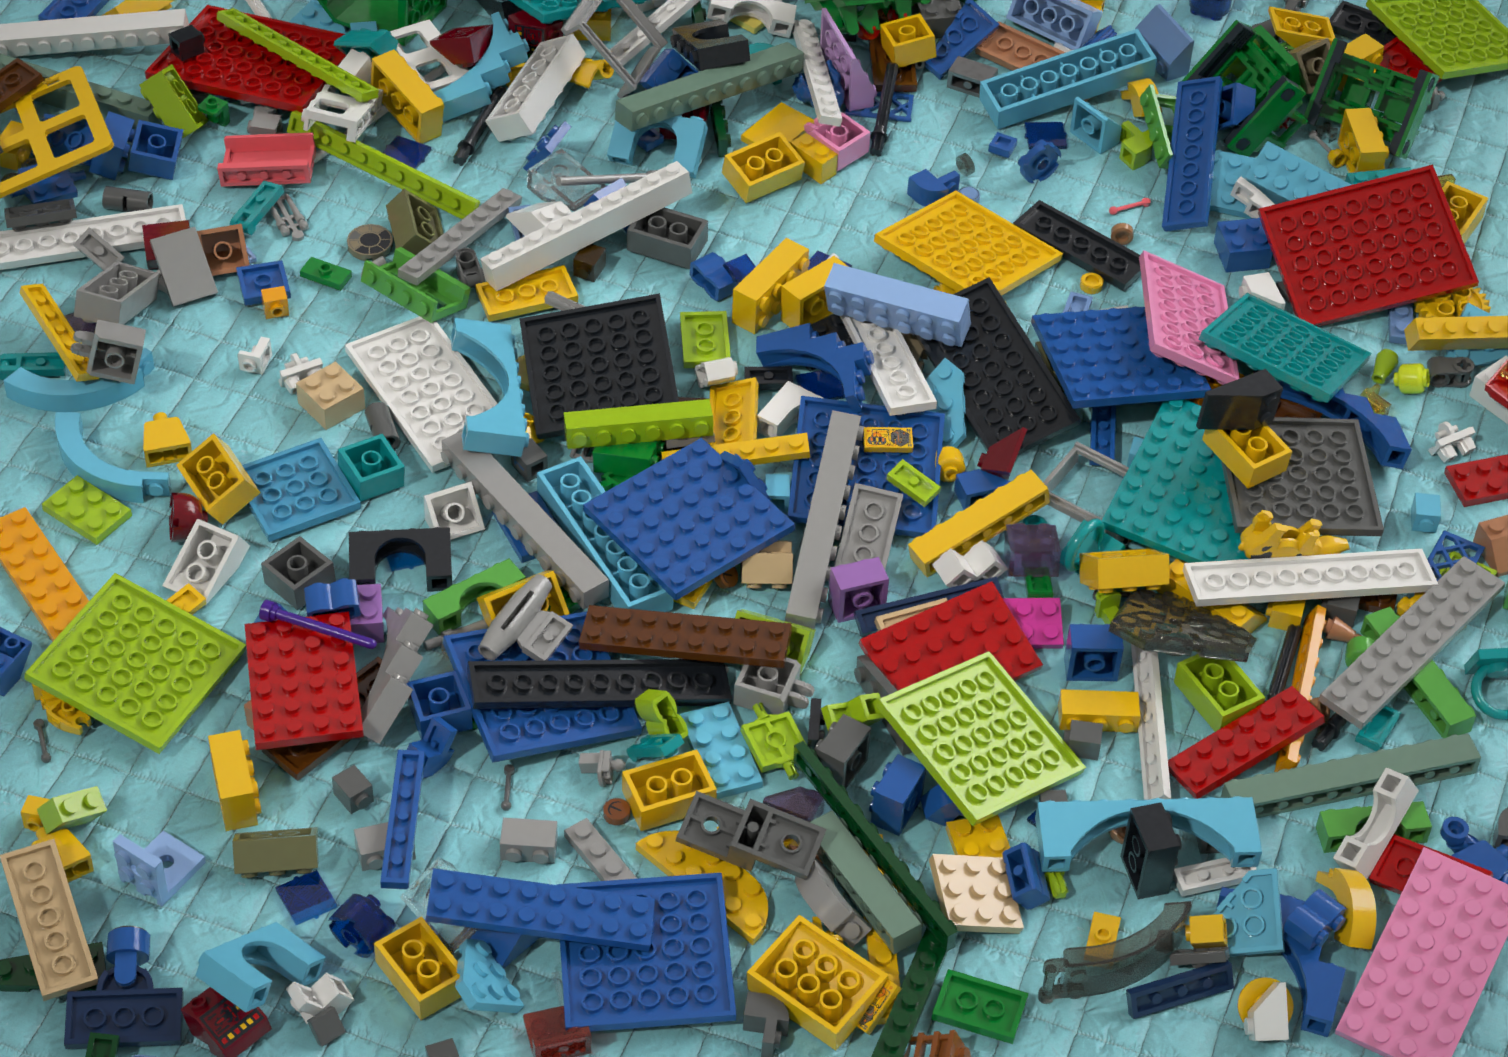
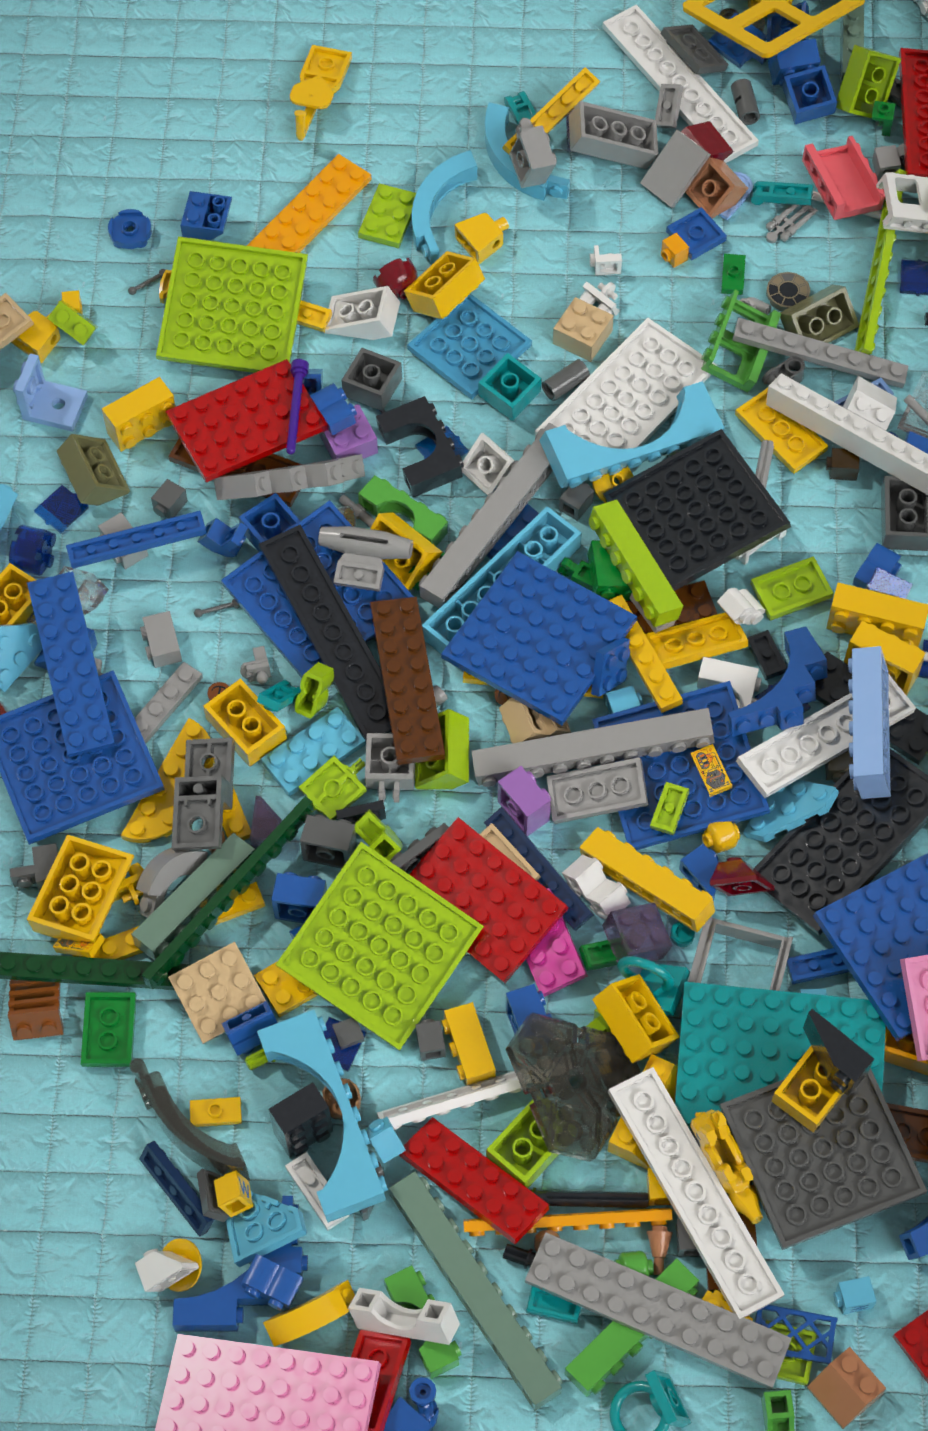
camera: 75 degrees right, 15 degrees up
(1184, 787) = (385, 1139): none -> medium azure brick

